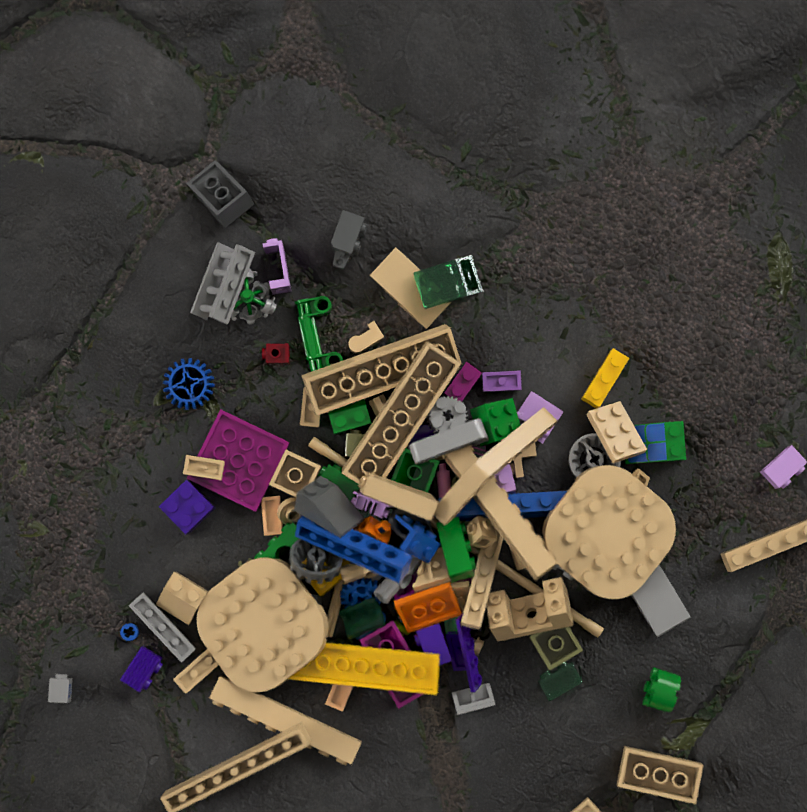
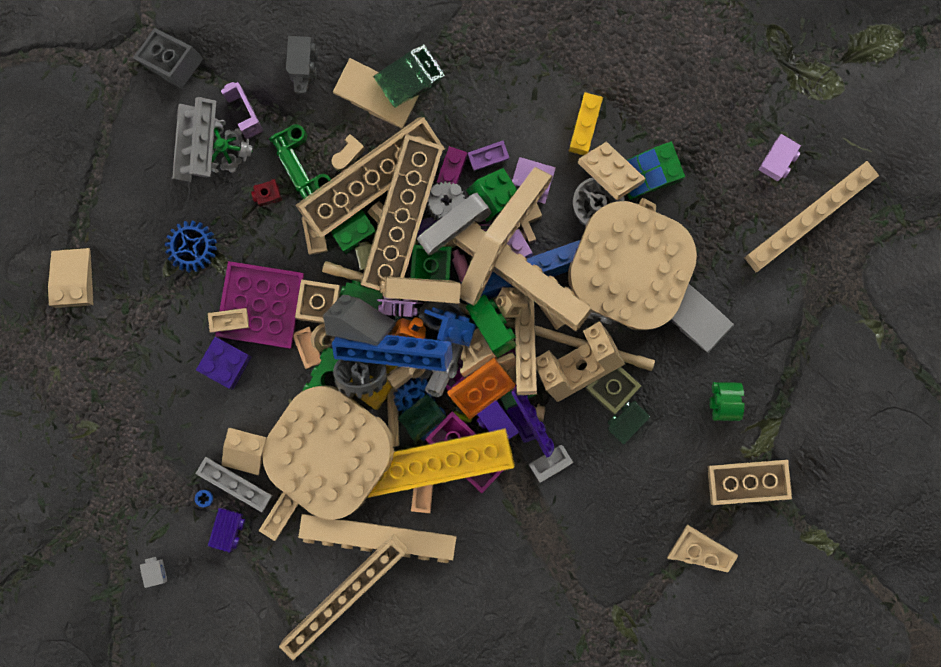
camera: 10 degrees left, 0 degrees up
(64, 380) = (70, 278): none -> tan slope

